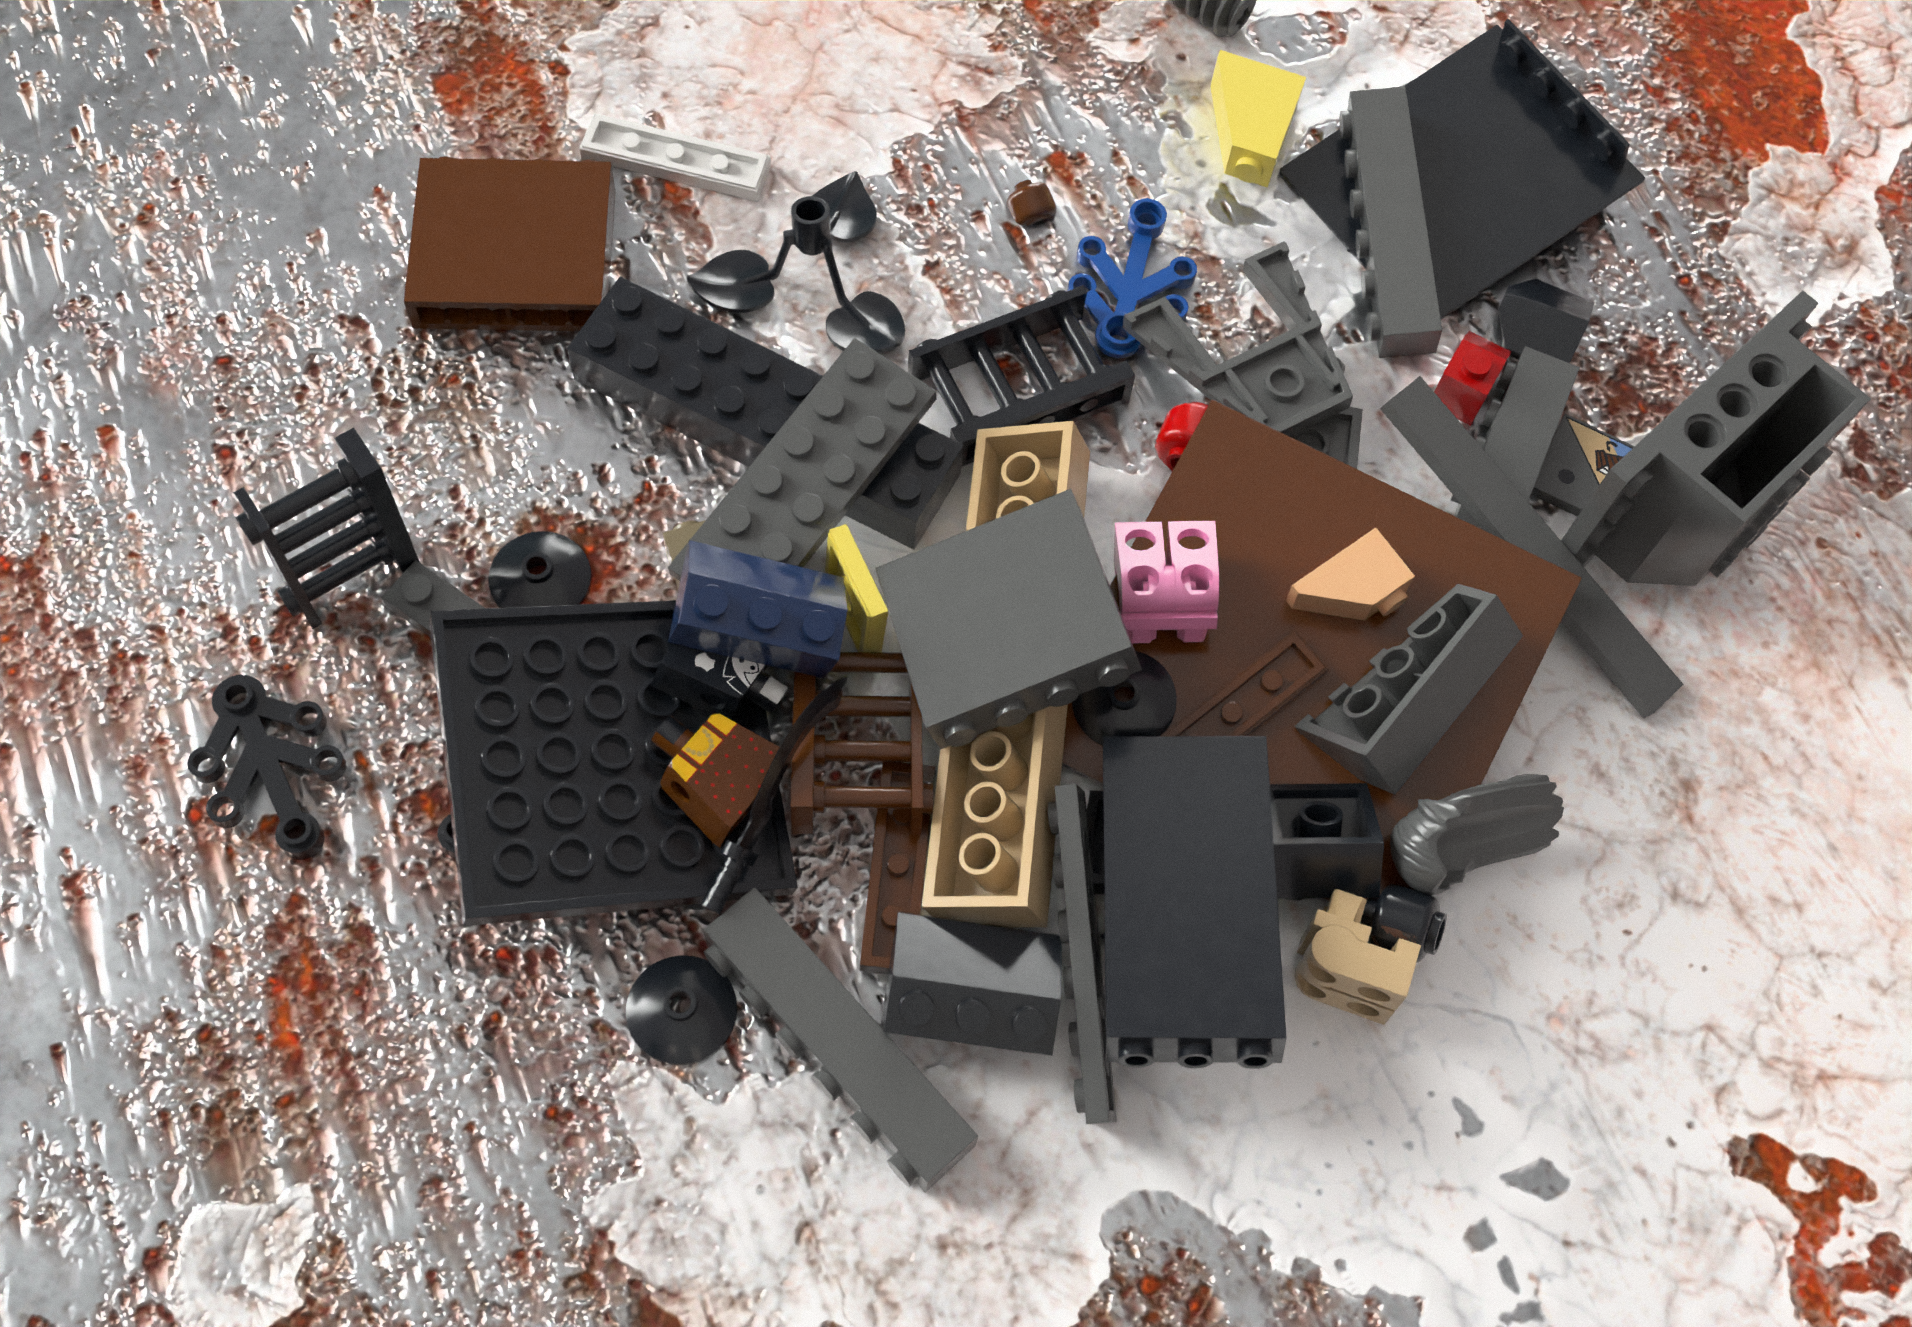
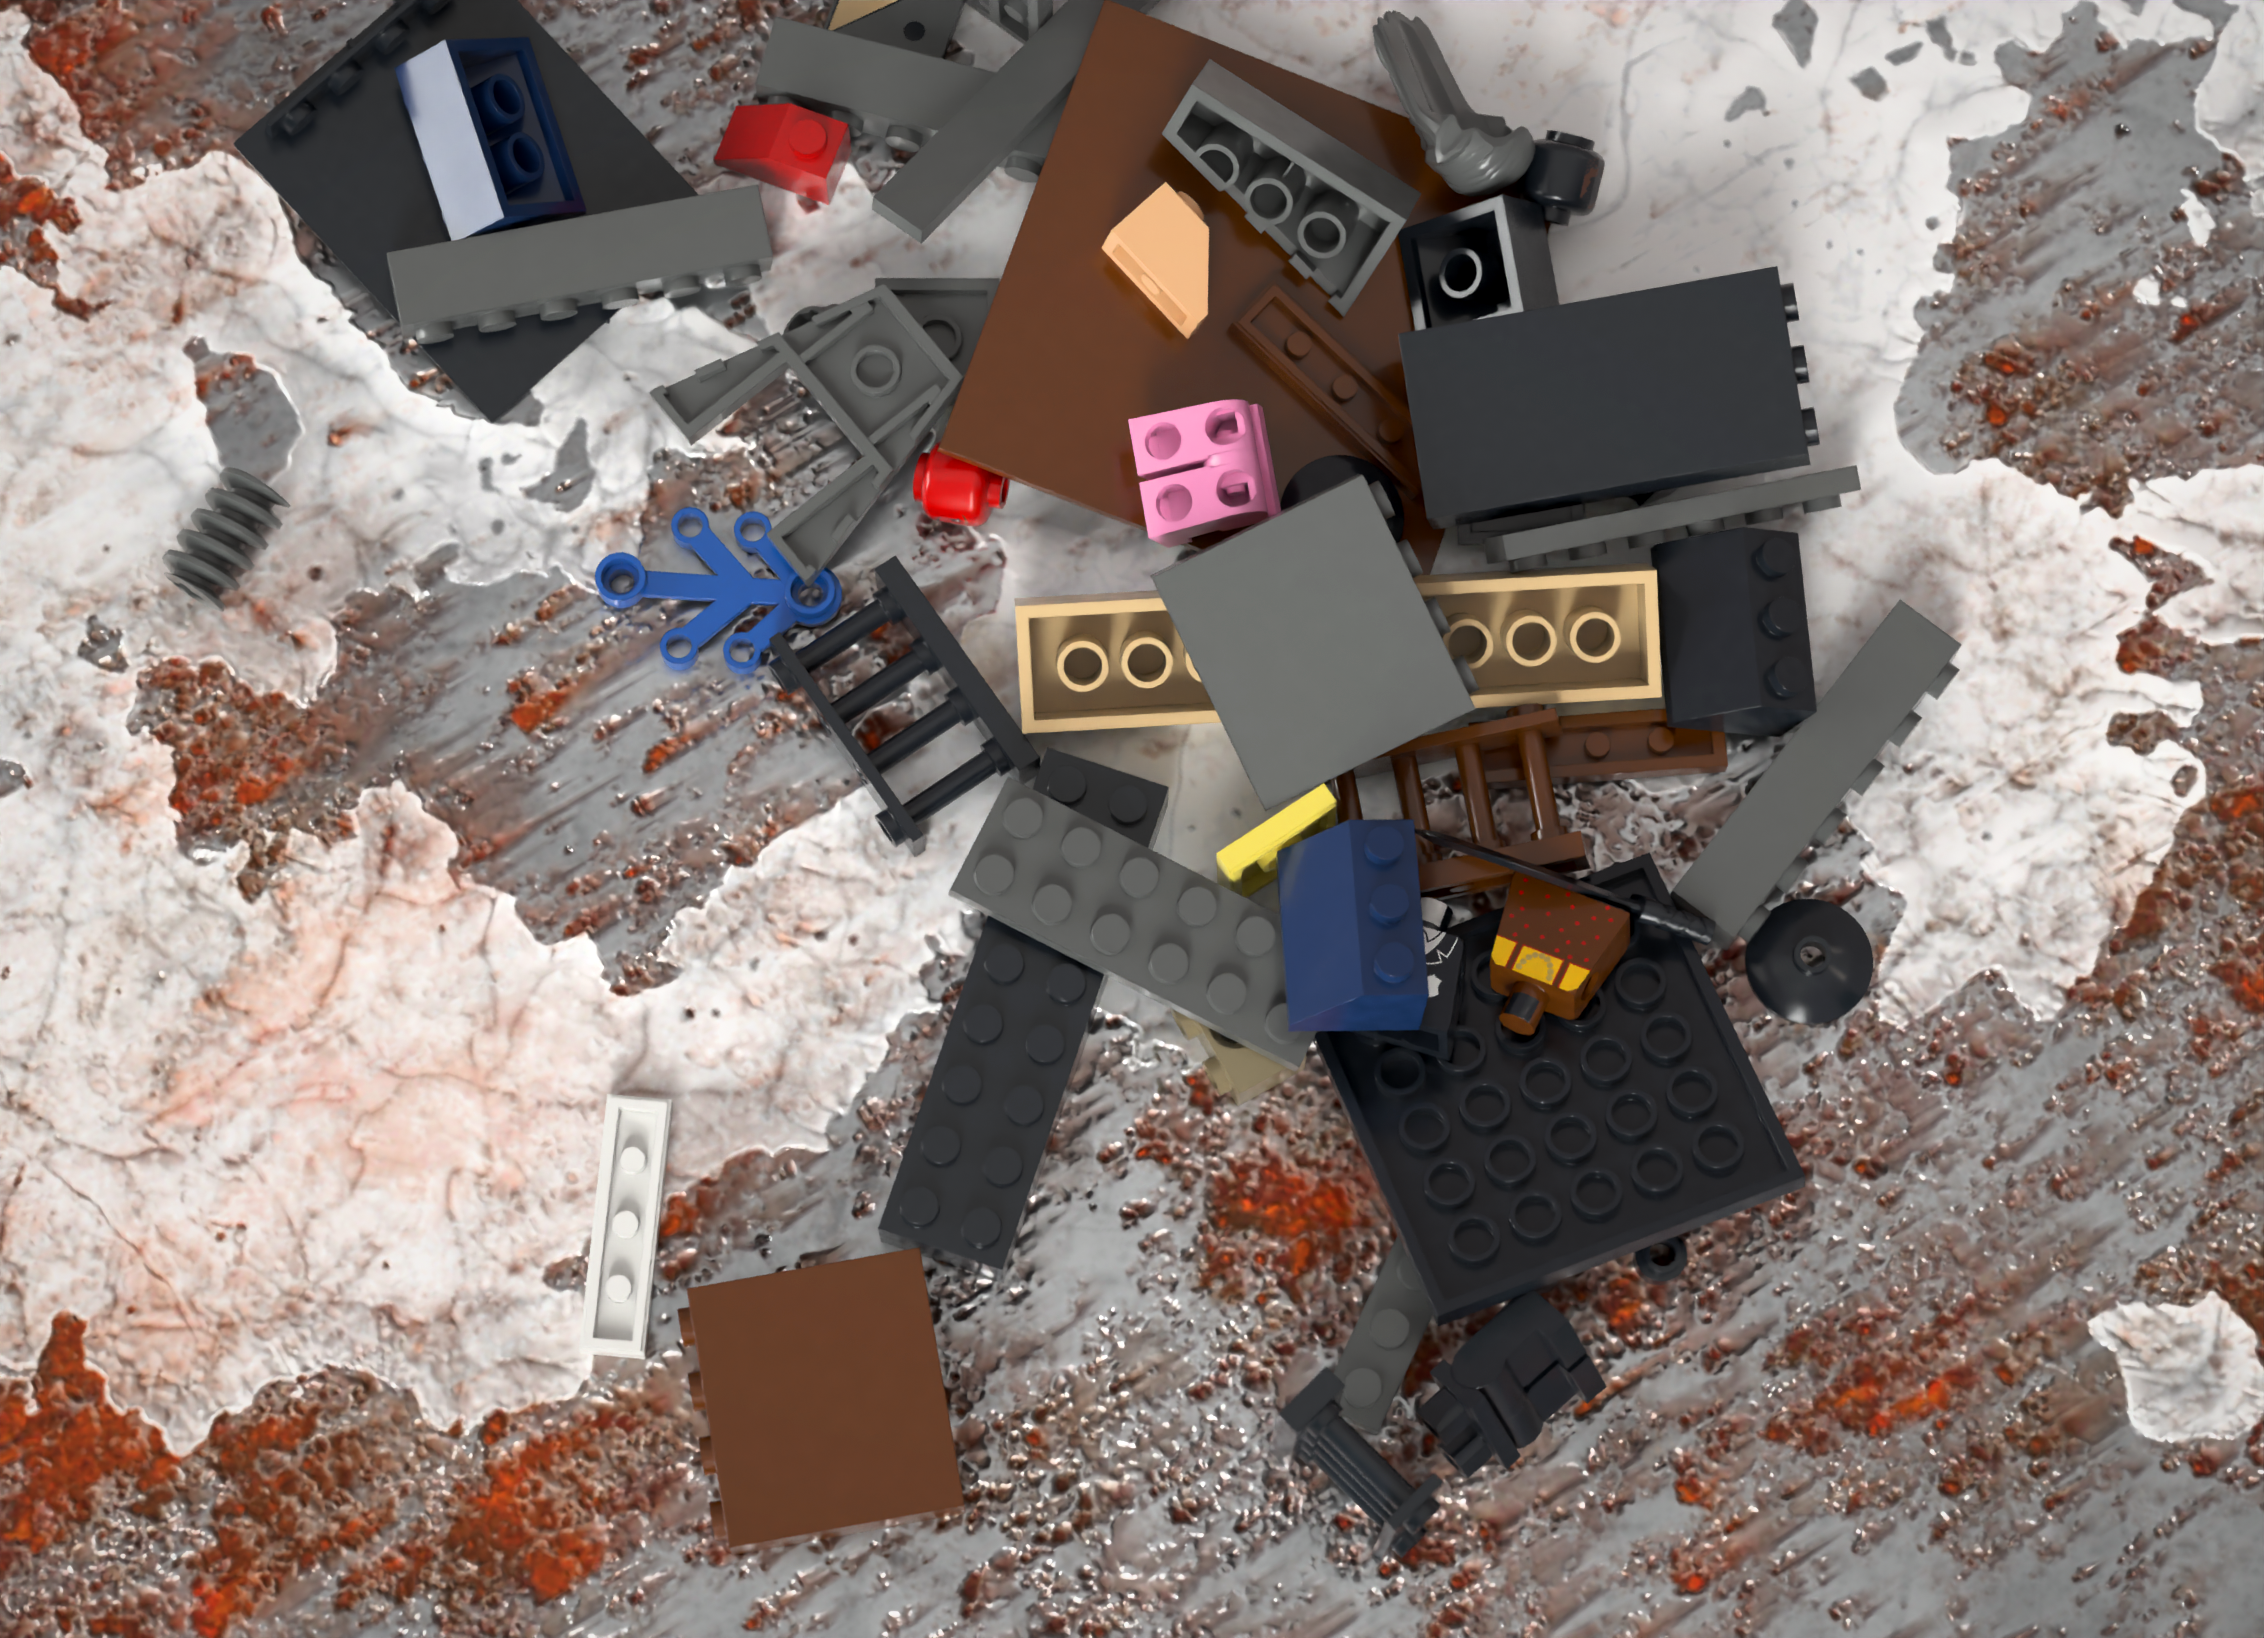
camera: 95 degrees left, 10 degrees up
(263, 756) = (1612, 1514): black plant -> none
(379, 681) = (1507, 1384): none -> black hips
(562, 583) = (1294, 1285): black dish -> none
(841, 211) = (683, 981): black plant -> none
(1031, 203) = (611, 739): reddish brown piece -> none
(1252, 114) = (427, 458): light yellow slope -> none
(1346, 969) = (1620, 242): tan hips -> none
(1493, 172) = (489, 136): none -> dark blue slope
(1543, 319) = (684, 65): black slope -> none

